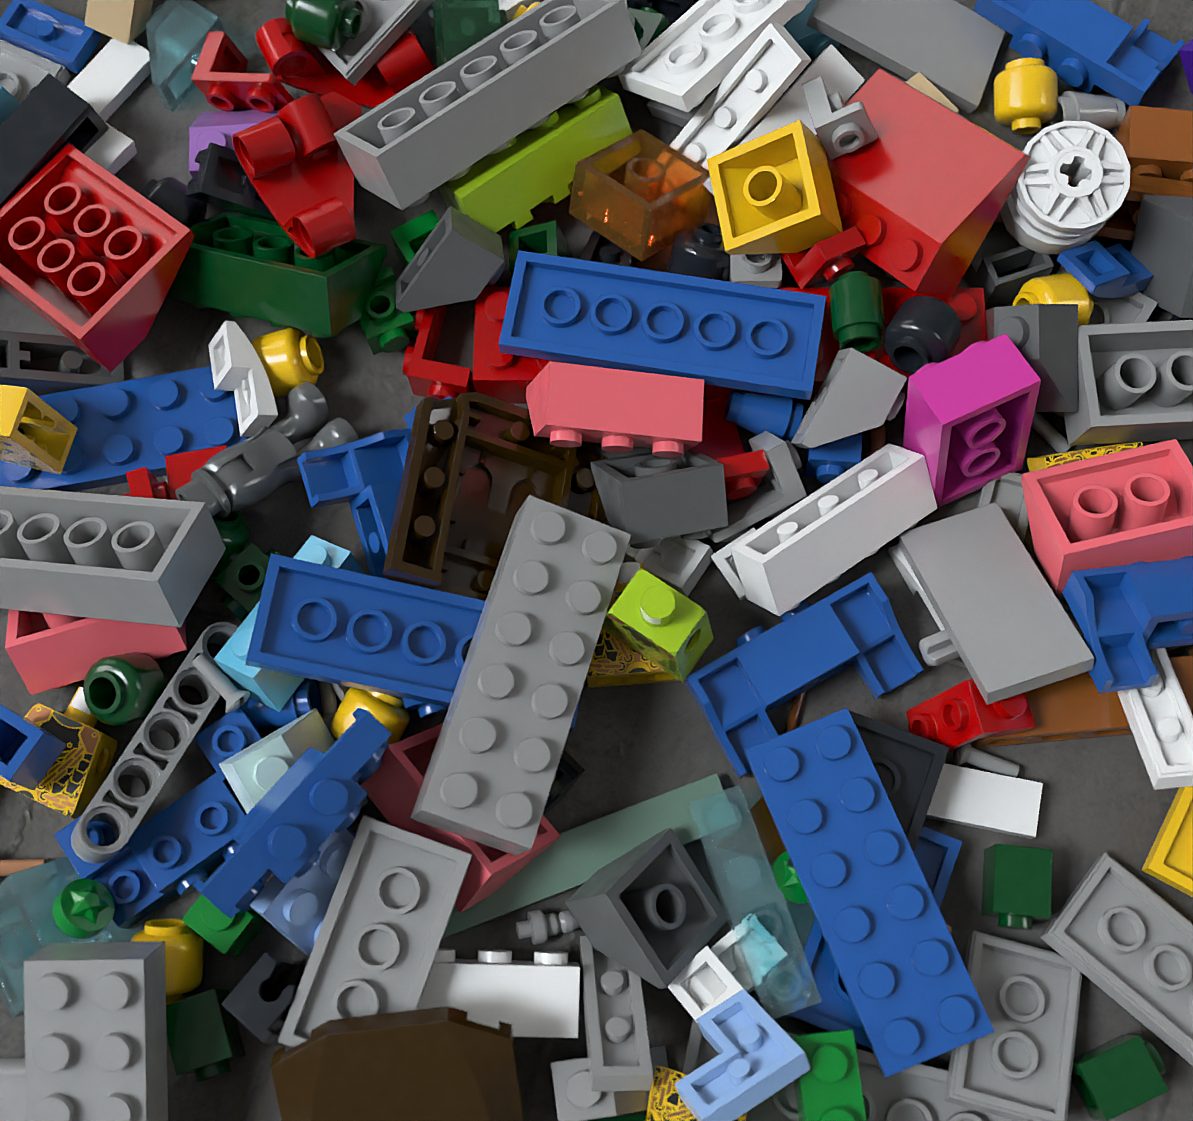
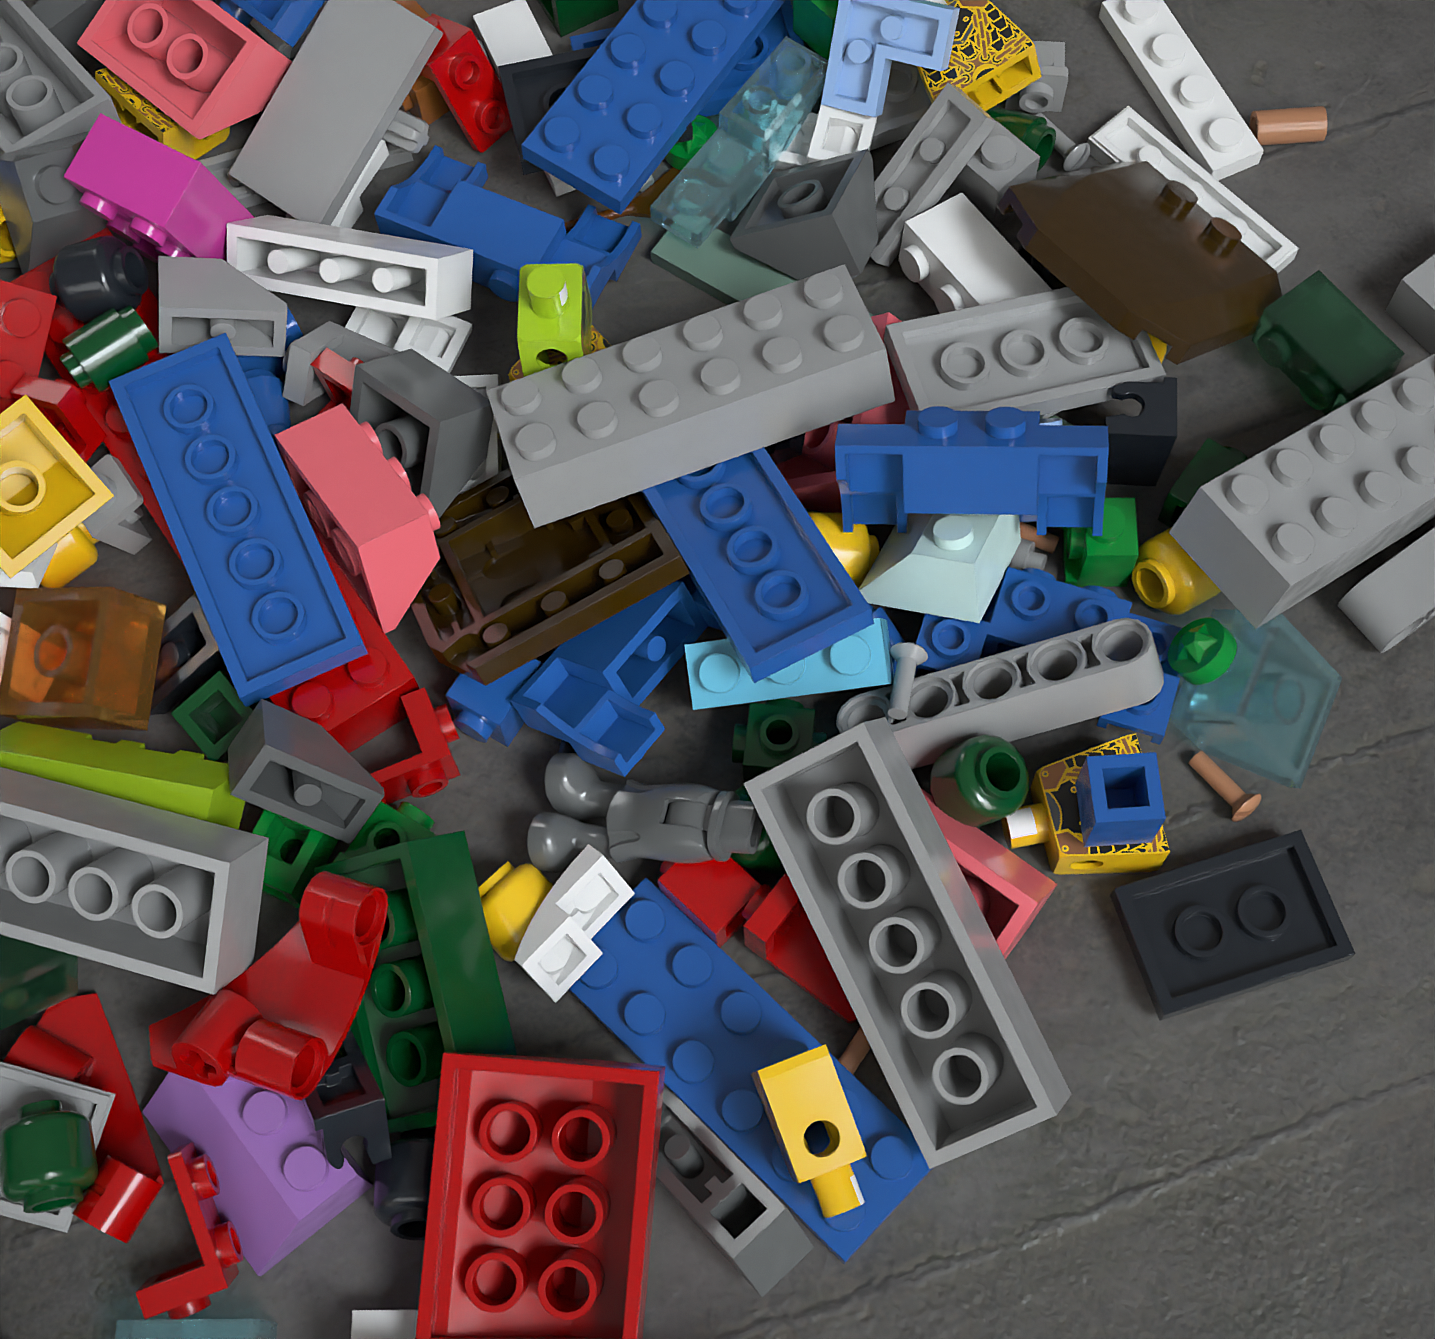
camera: 125 degrees left, 5 degrees down
(542, 925) = (889, 299): light grey piece -> none
(700, 253) = (128, 561): black head -> none

